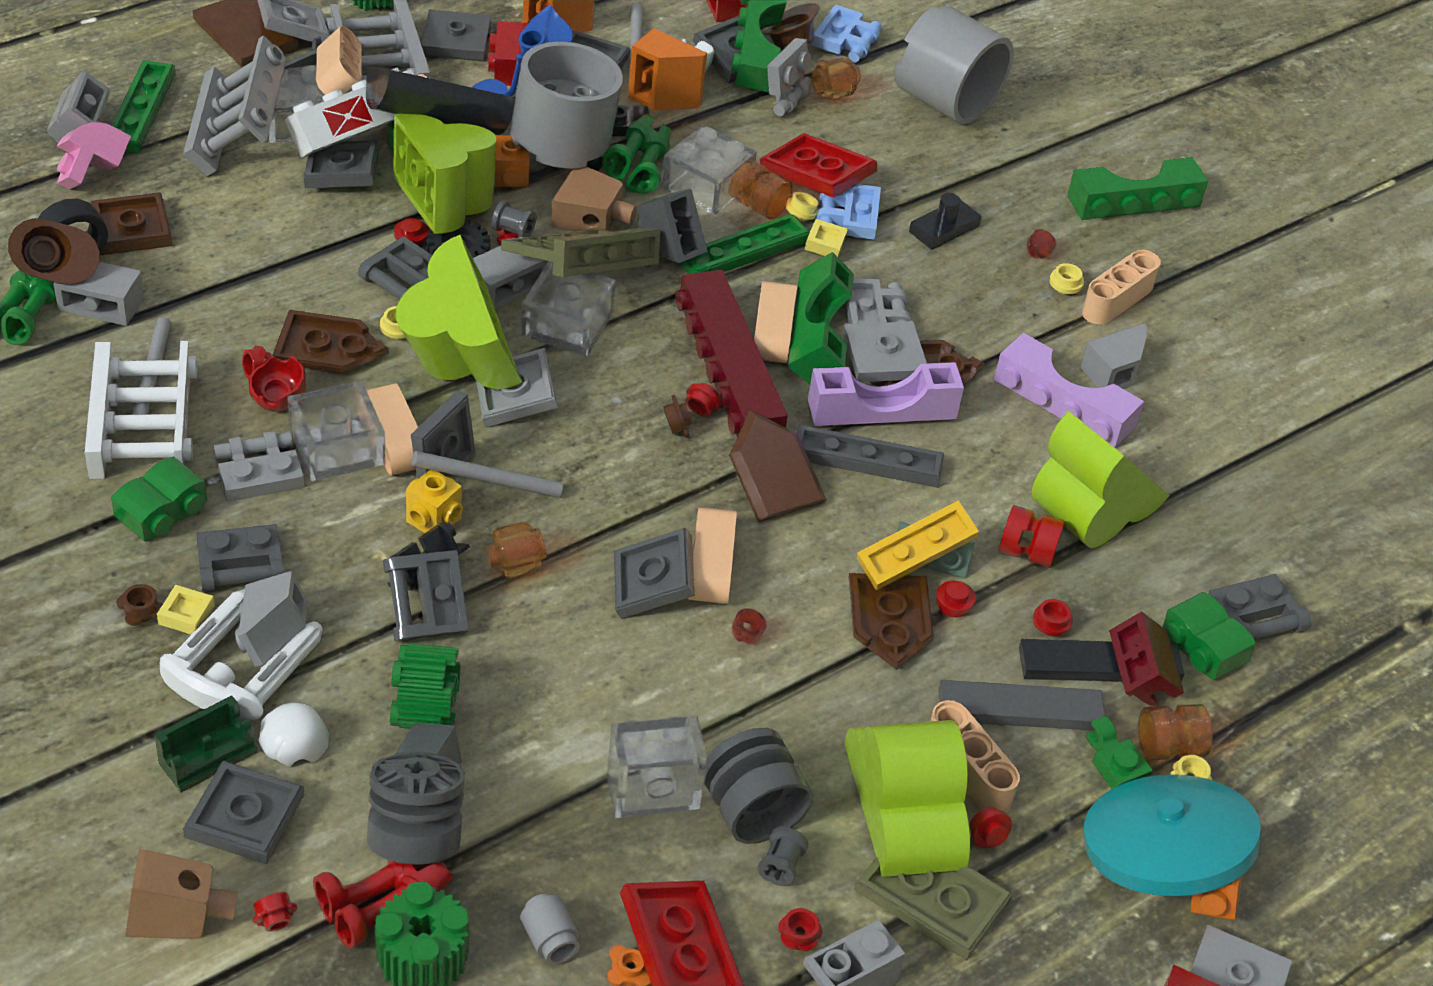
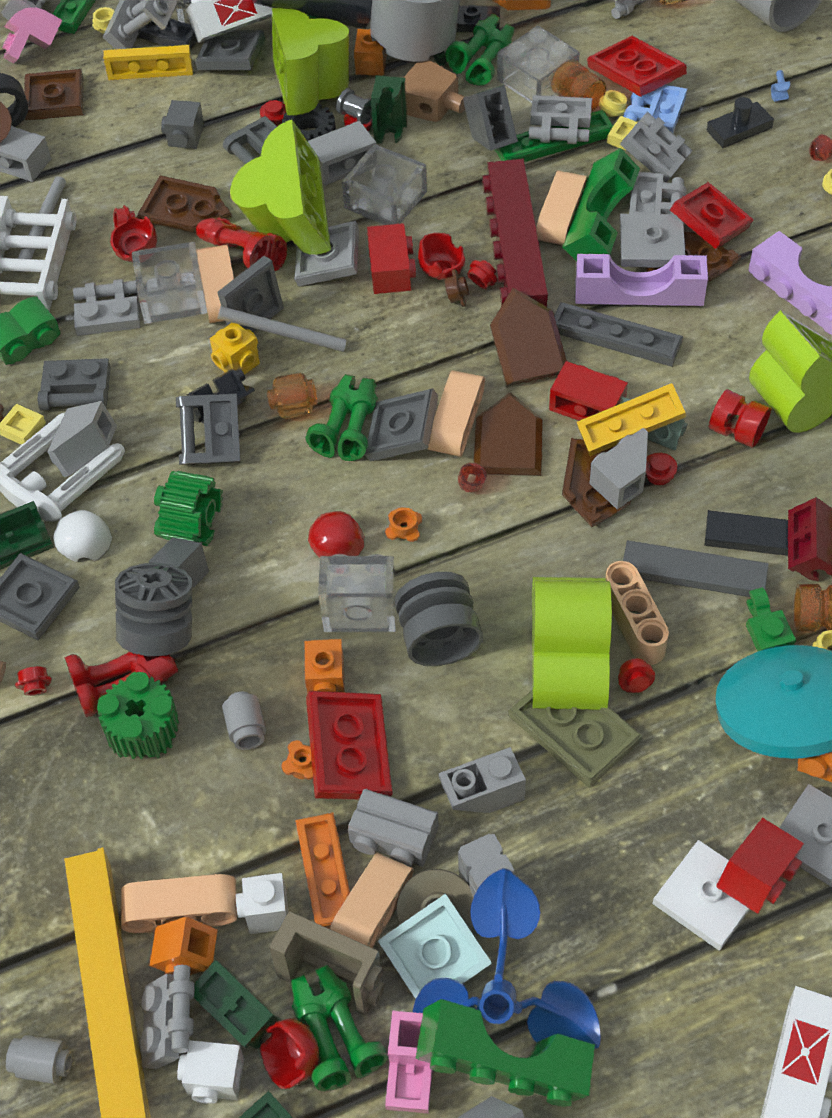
camera: 20 degrees right, 10 degrees up
(175, 135) = (101, 18): none -> light yellow plate
(244, 181) = (148, 62): none -> yellow plate
(275, 151) = (174, 34): none -> black plate
(305, 250) = (183, 124): none -> dark grey brick
(436, 381) = (255, 244): none -> red piece
(554, 209) = (389, 107): none -> dark green hinge
(577, 550) = (345, 400): none -> green piece
(590, 249) = (411, 136): olive fence -> none
(591, 388) = (389, 258): none -> red brick
(603, 703) = (336, 534): none -> red hair
(631, 854) = (324, 665): none -> orange brick
(649, 384) = (439, 256): none -> red hair
(679, 677) = (400, 517): none -> orange plate
(750, 217) = (560, 111): none -> light grey plate
(777, 579) = (509, 439): none -> reddish brown tile
(782, 857) = (451, 680): dark grey bush -> none
(804, 921) = (448, 737): red plate -> none
(854, 521) = (584, 392): none -> red brick
(864, 249) = (656, 146): none -> light grey plate
(920, 602) = (622, 470): none -> light grey slope
(943, 320) = (711, 215): none -> red tile
(978, 184) = (779, 90): none -> medium blue hand
(1053, 617) = (742, 493): red plate -> none

